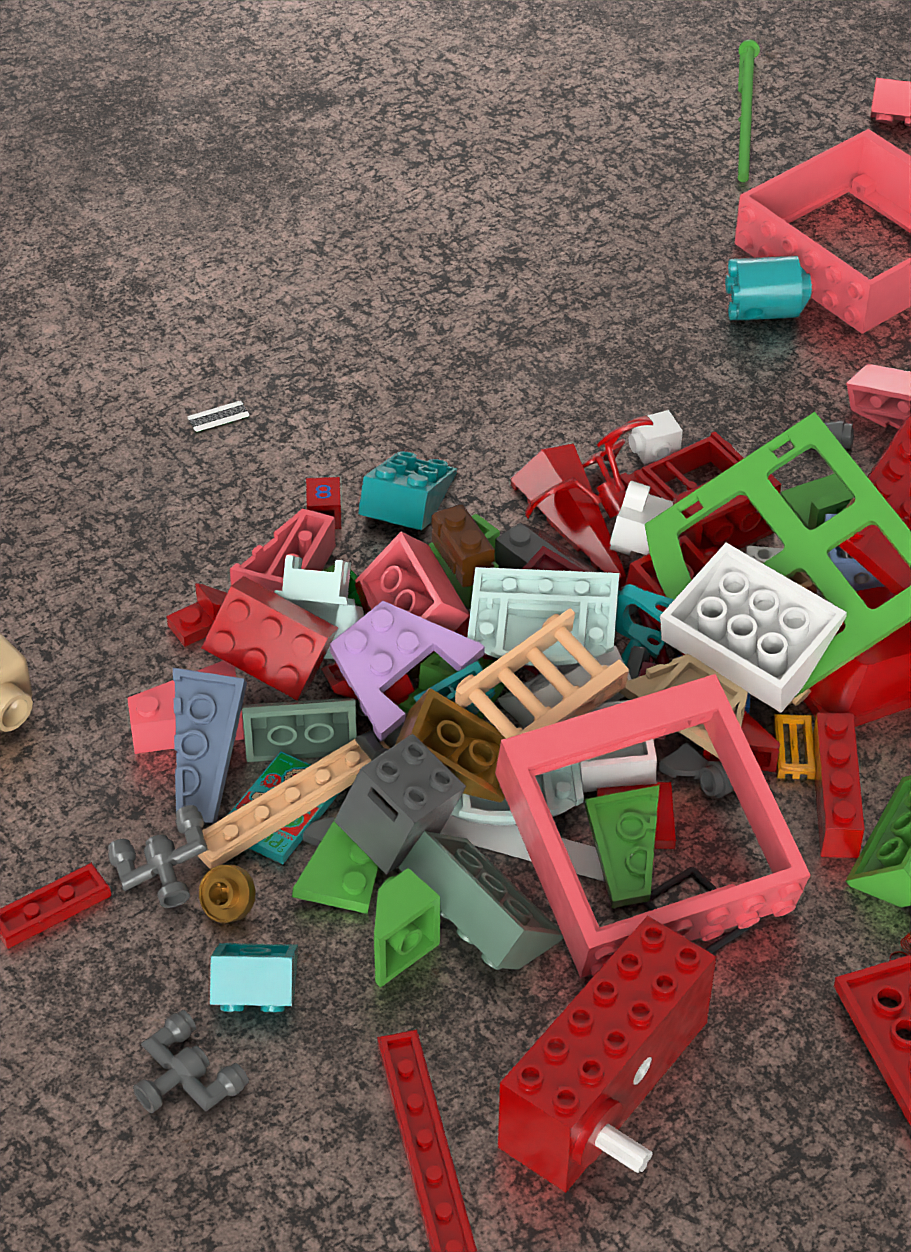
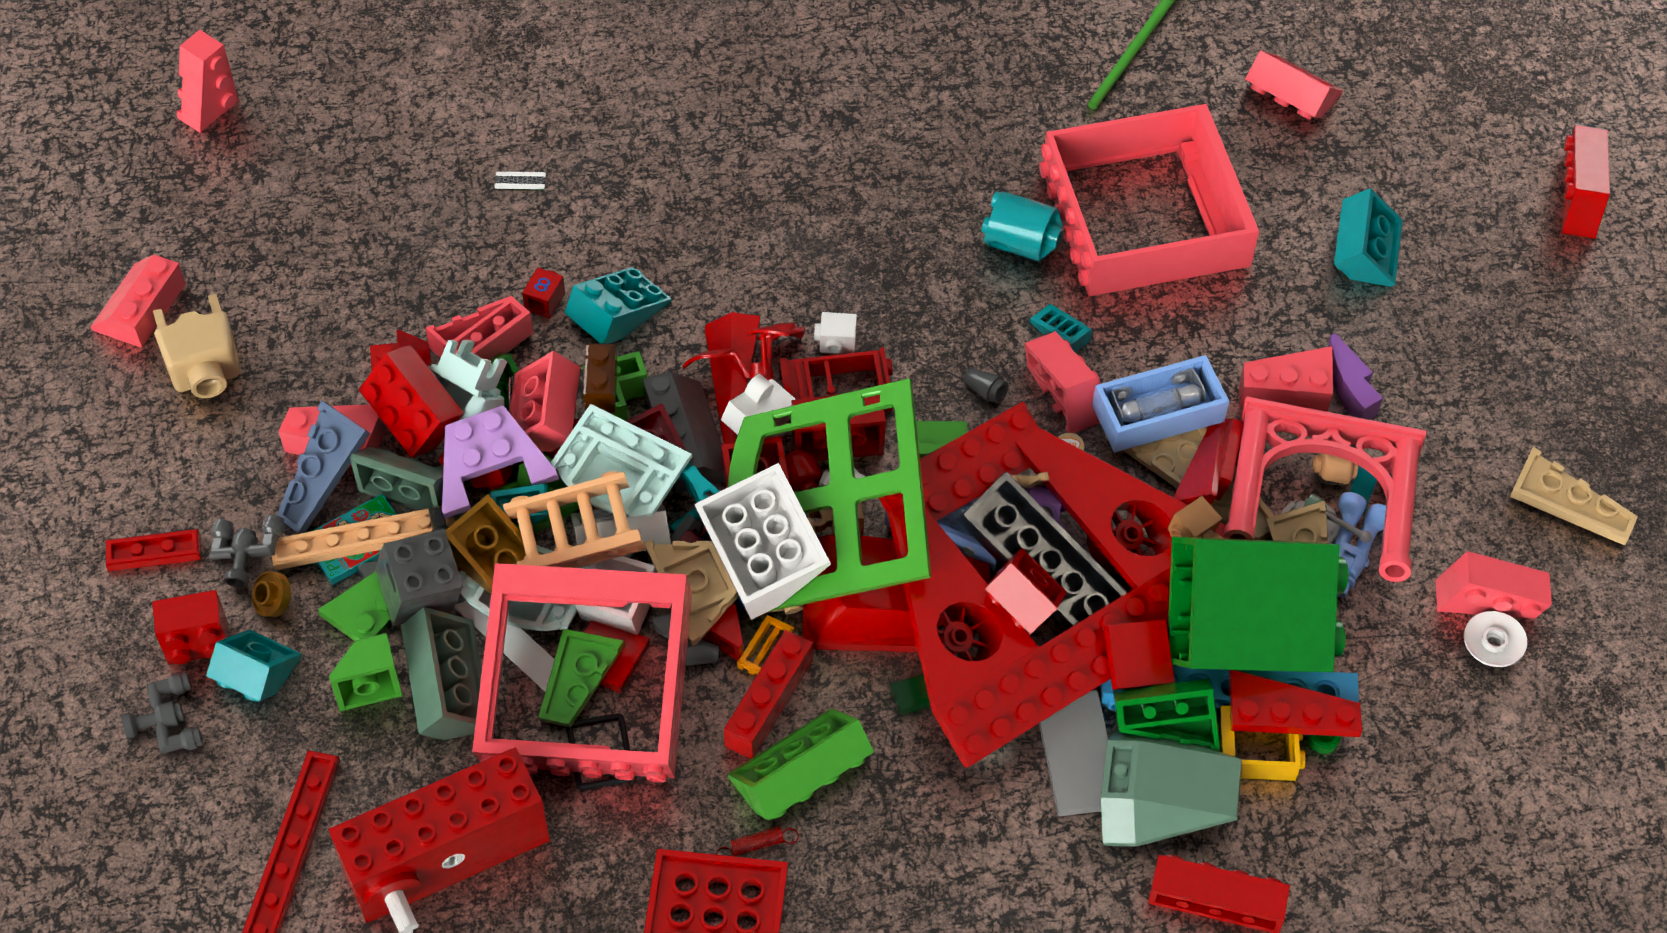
camera: 25 degrees right, 10 degrees up
(162, 958) = (189, 626): none -> red brick
(856, 359) = (1080, 331): none -> teal slope

